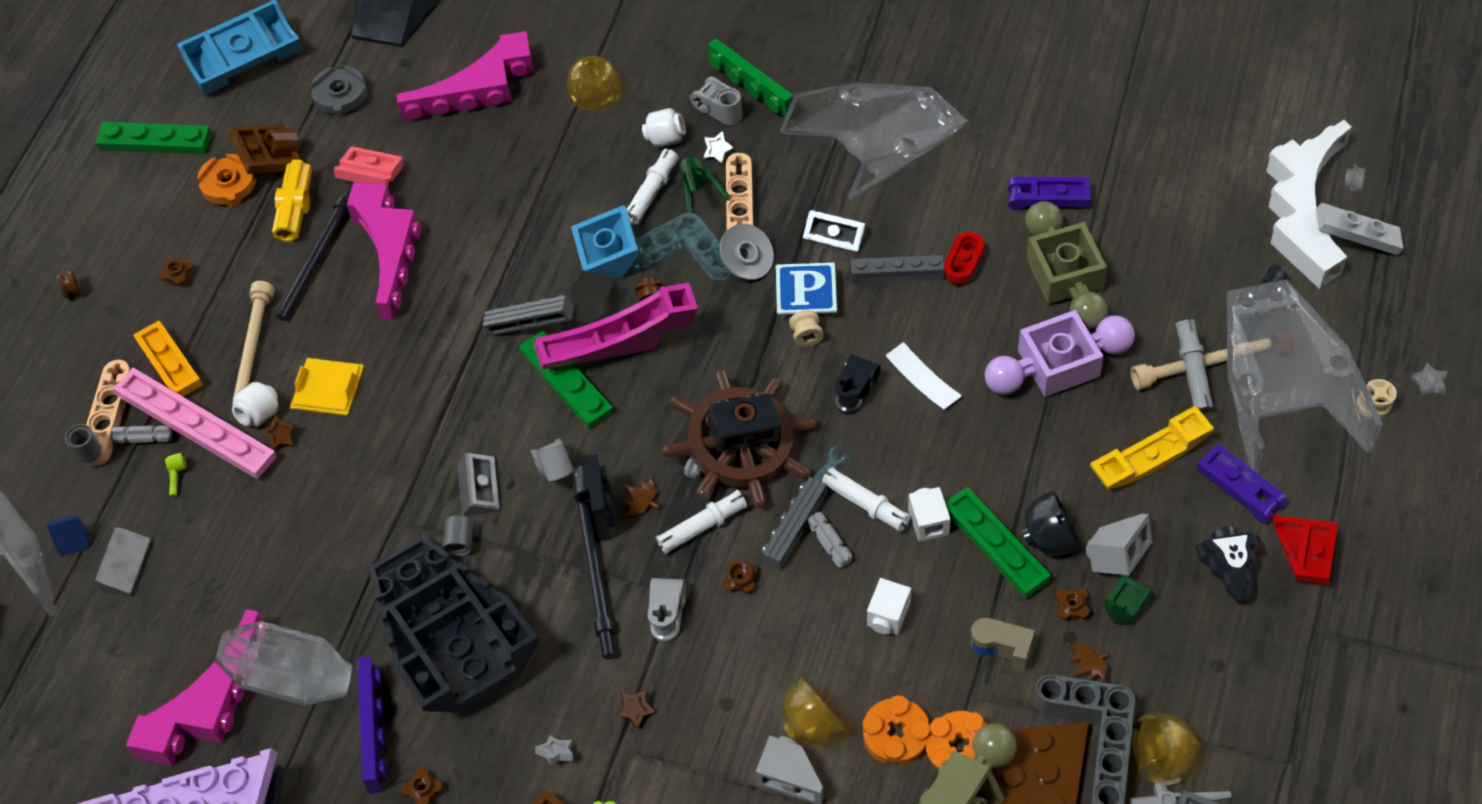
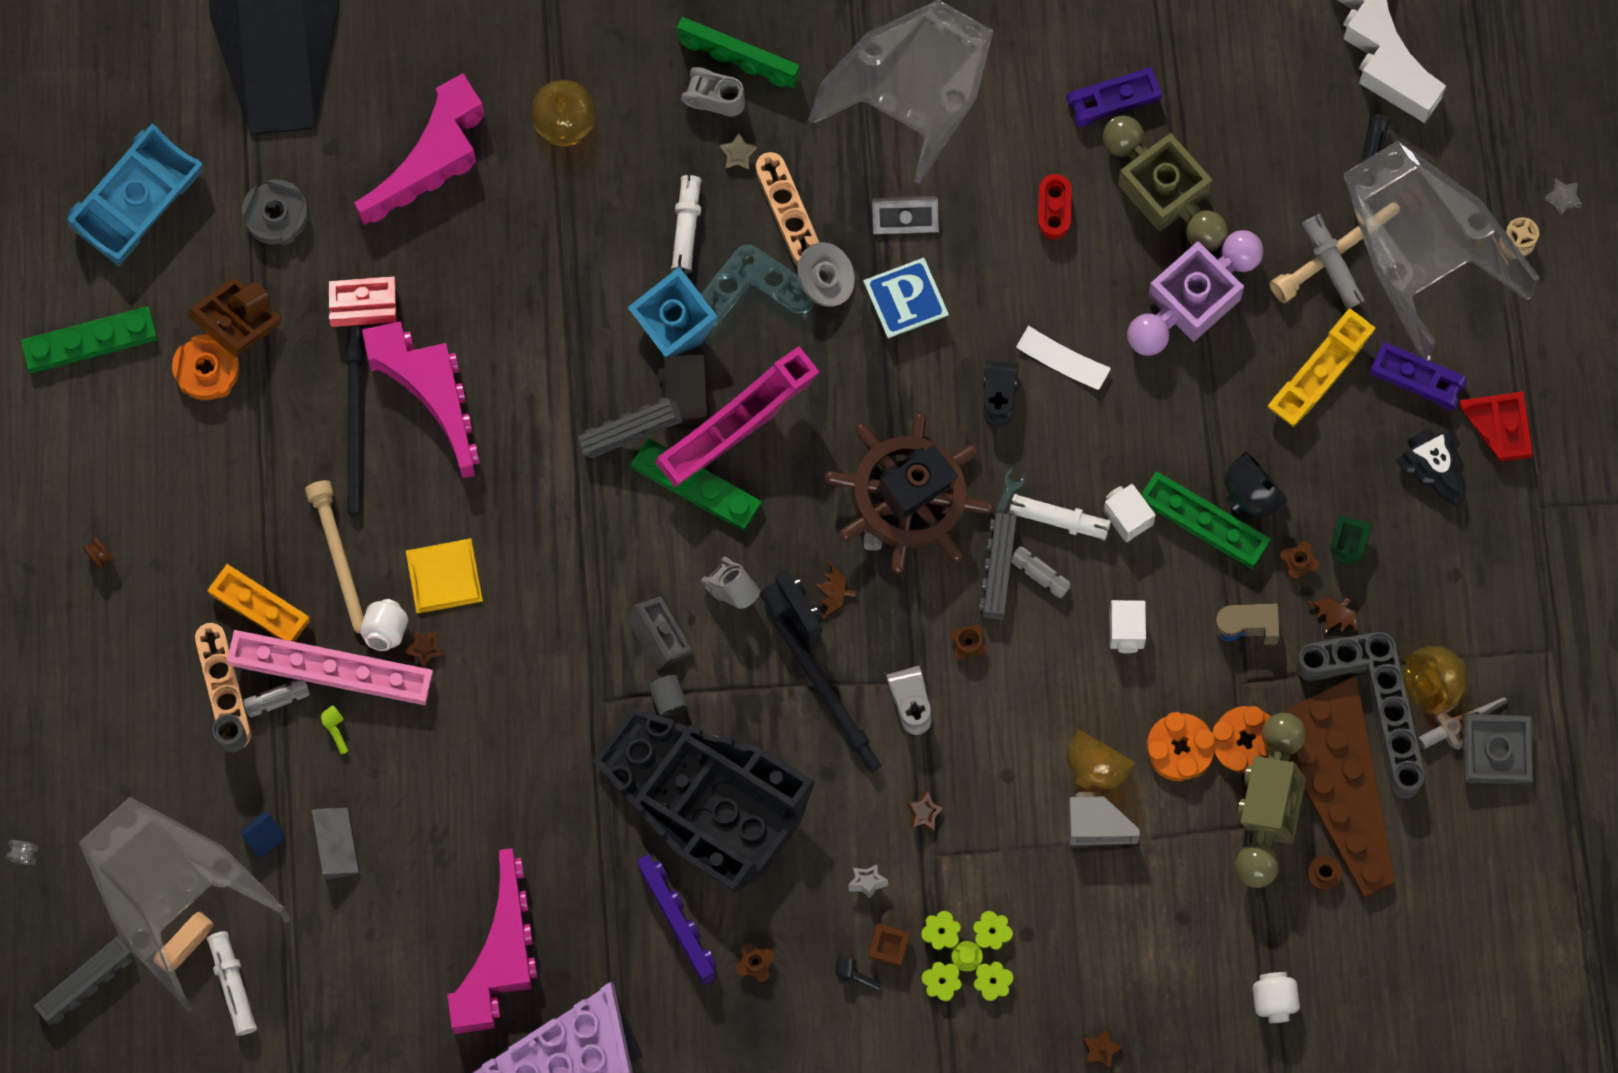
camera: 25 degrees left, 15 degrees up
(176, 271) = (215, 504): reddish brown plate -> none
(283, 663) = (569, 890): clear wedge -> none
(292, 201) = (296, 370): yellow piece -> none
(647, 287) = (740, 352): reddish brown plate -> none
(664, 128) = (670, 147): white head -> none
(693, 175) = (727, 197): dark green plant -> none
(695, 525) = (907, 596): white pin -> none
(806, 328) = (924, 344): tan wheel -> none
(897, 269) = (989, 241): dark grey piece -> none
(1120, 545) = (1326, 485): light grey slope -> none
(1359, 228) = (1447, 45): light grey plate -> none

